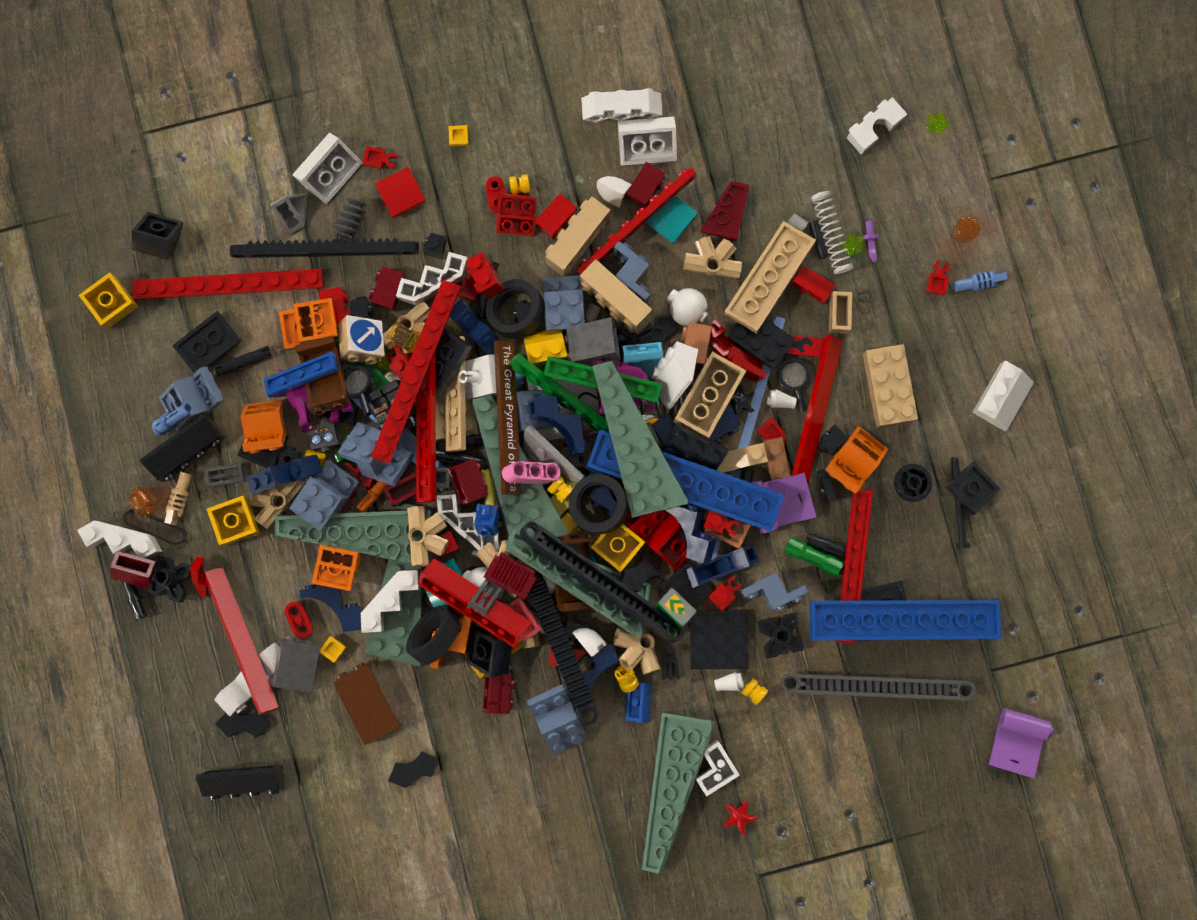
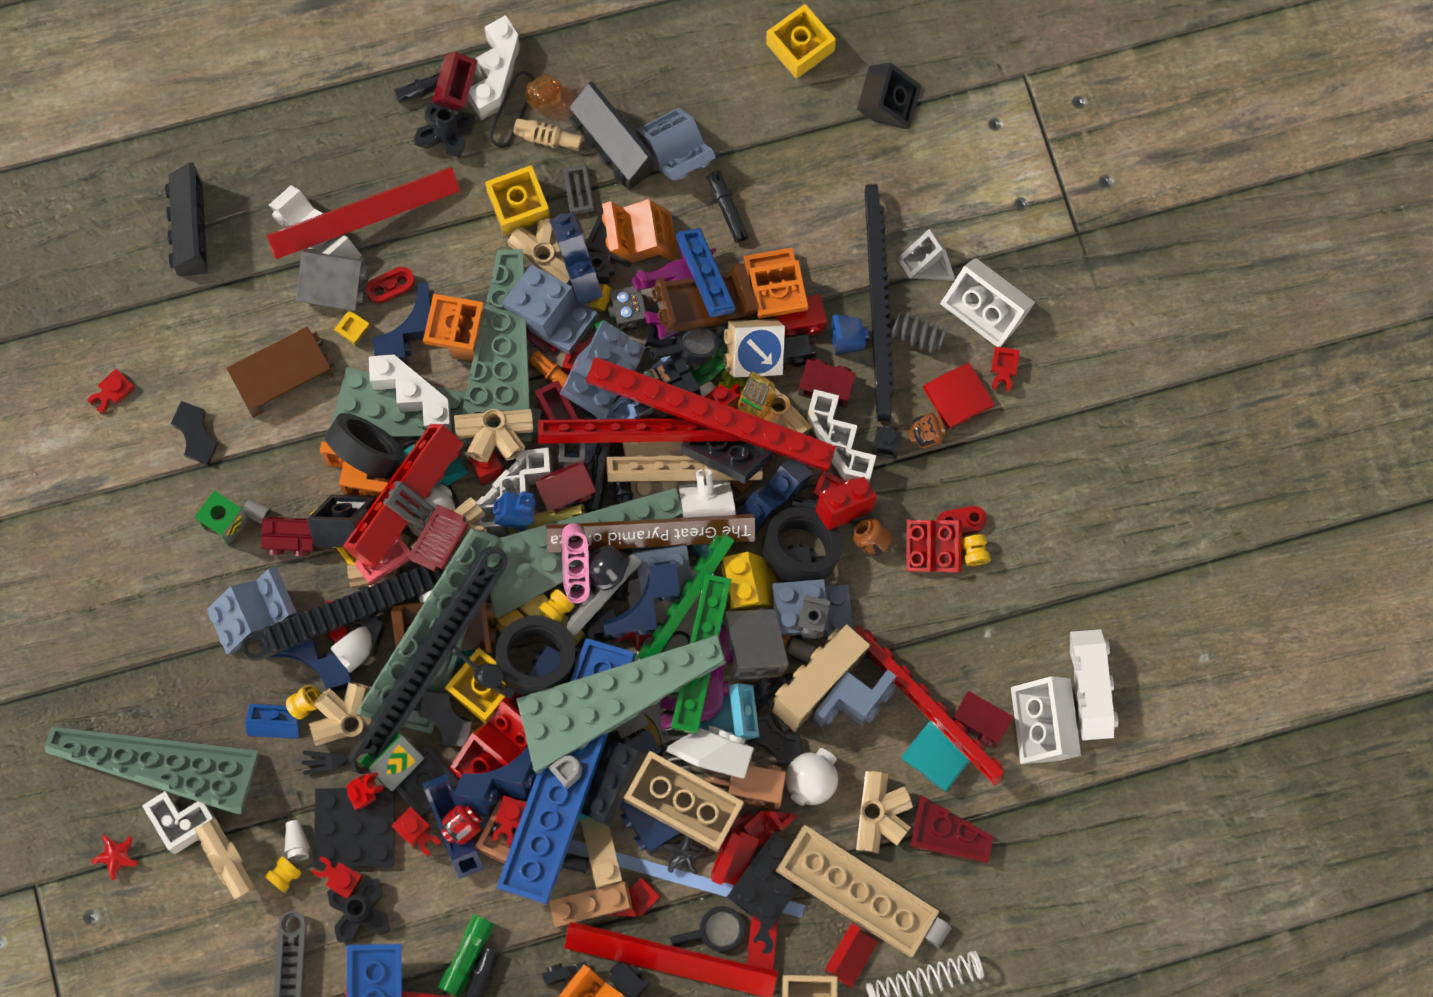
camera: 90 degrees right, 10 degrees down
(169, 420) = (646, 118): medium blue pin -> none
(197, 571) = (450, 158): red slope -> none
(207, 342) = (750, 162): black plate -> none
(227, 284) = (828, 187): red plate -> none
(252, 724) = (260, 222): black tile -> none
(351, 271) = (848, 334): none -> blue slope
(375, 834) = (113, 388): none -> red plate
(427, 216) = (927, 431): none -> dark orange head
(458, 135) = (1040, 469): yellow plate -> none
(477, 719) = (256, 510): none -> light grey hinge
(493, 740) = (230, 525): none -> green piece
(509, 258) = (872, 537): none -> dark orange head
(534, 448) = (607, 567): none -> black helmet
(556, 216) = (932, 600): red piece -> none
(568, 302) = (816, 606): none -> dark grey brick
(577, 236) = (904, 625): tan brick -> none
(613, 189) = (975, 675): white brick -> none
(616, 537) = (487, 675): none -> black piece
(687, 479) = (567, 770): none -> light grey tile
(696, 631) = (362, 790): none -> red plate
(724, 558) = (461, 824): none -> red head
(746, 733) = (224, 858): none -> tan piece
(759, 647) = (340, 879): none -> red plate
(773, 592) = (415, 897): sand blue bracket -> none
(780, 400) = (684, 909): white cone -> none
(791, 509) = (534, 919): medium lavender door -> none
(820, 245) = (915, 962): black piece -> none

